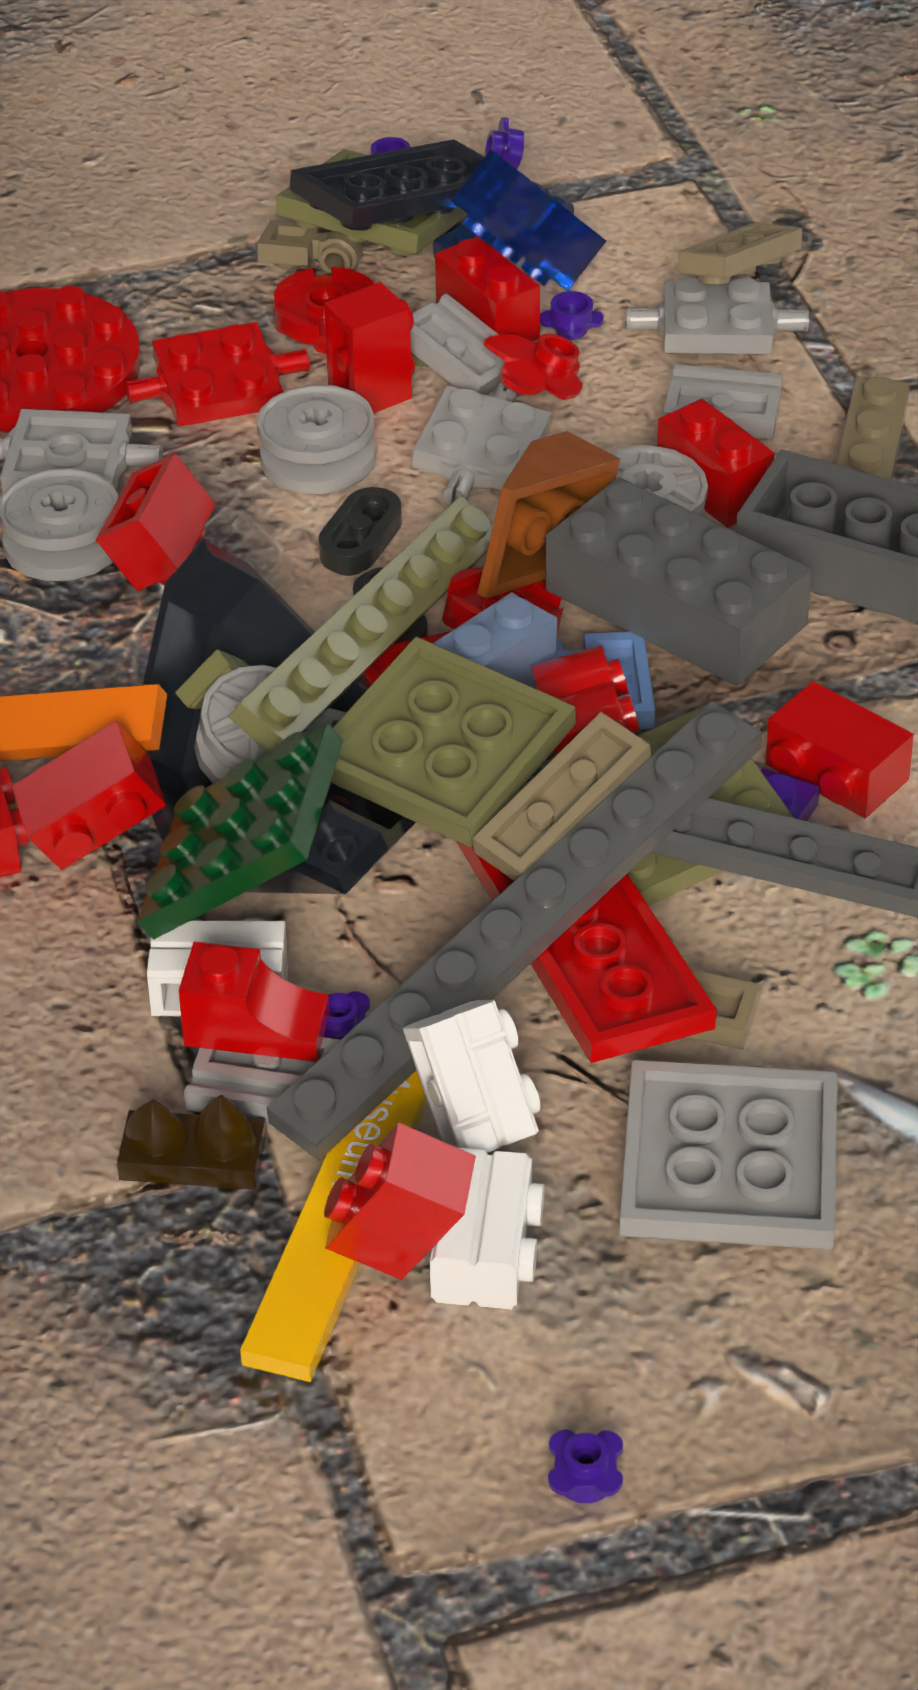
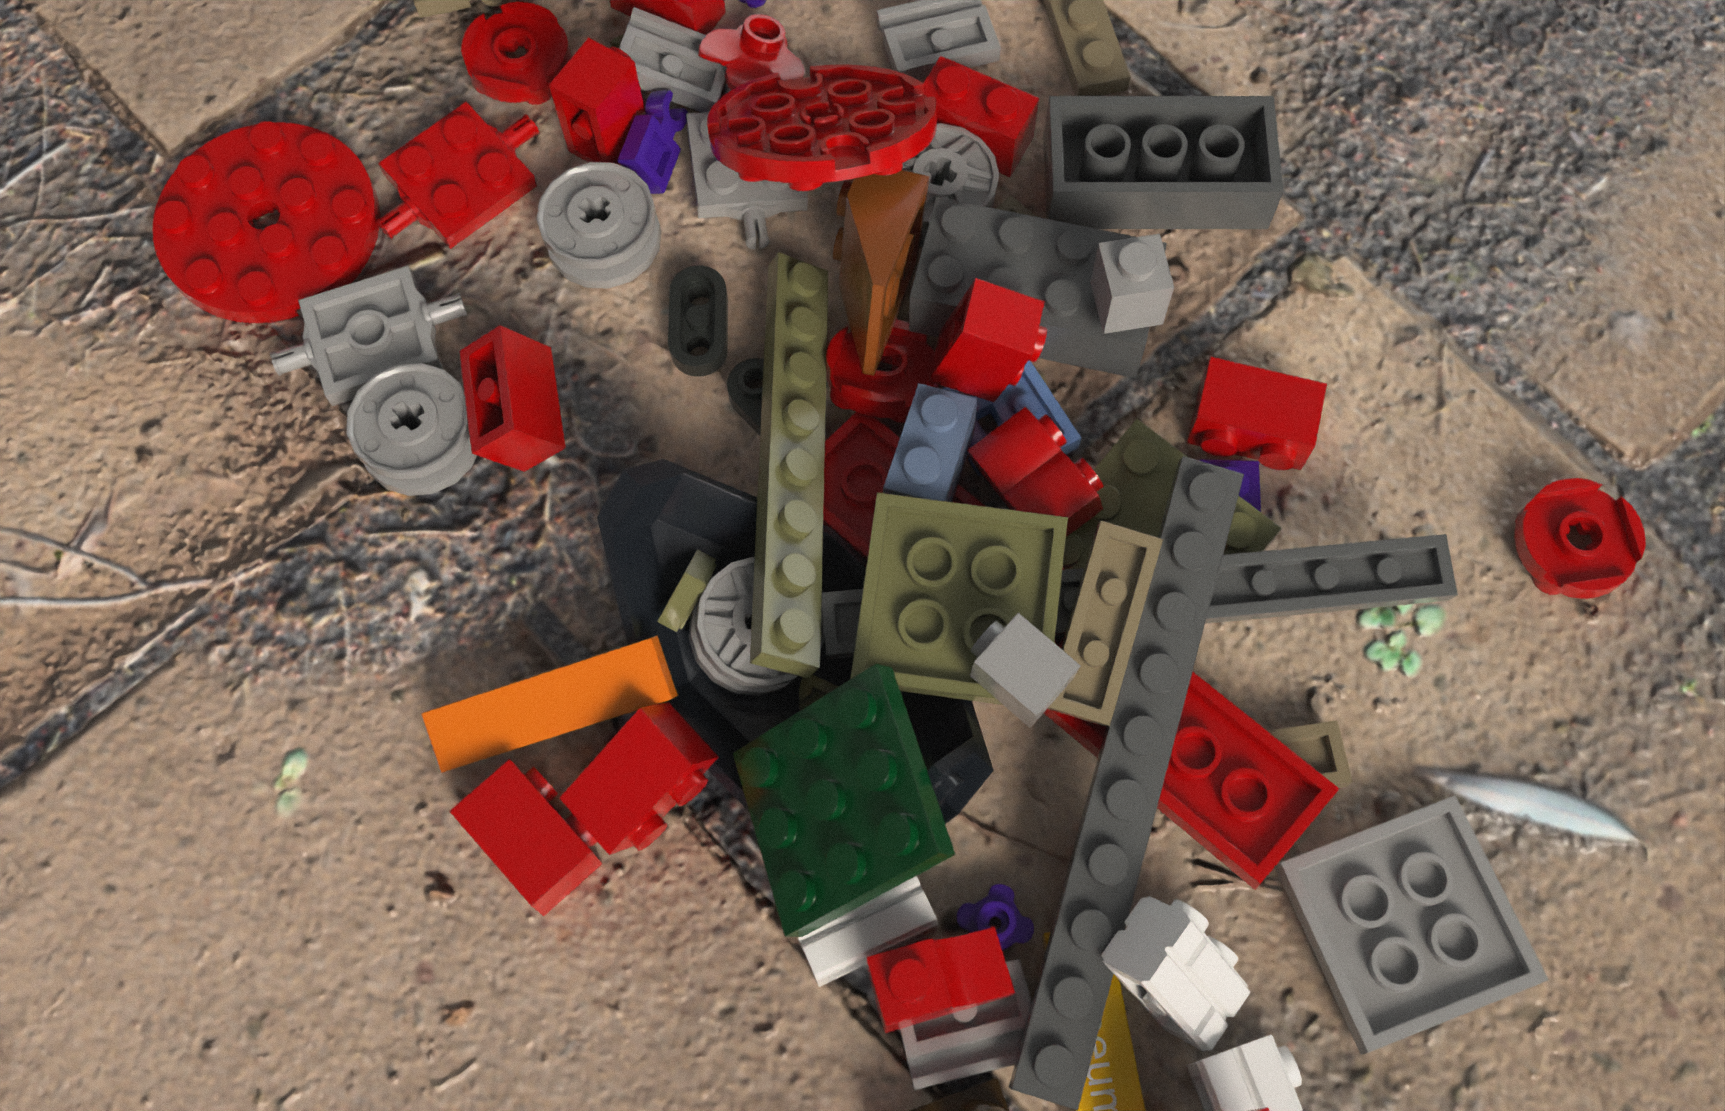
camera: 25 degrees left, 25 degrees up
(401, 397) = (650, 141): none -> dark purple plate
(457, 781) = (1021, 668): none -> light grey brick
(526, 394) = (822, 126): none -> red plate
(596, 583) = (988, 341): none -> red brick
(739, 561) = (1131, 283): none -> light grey brick

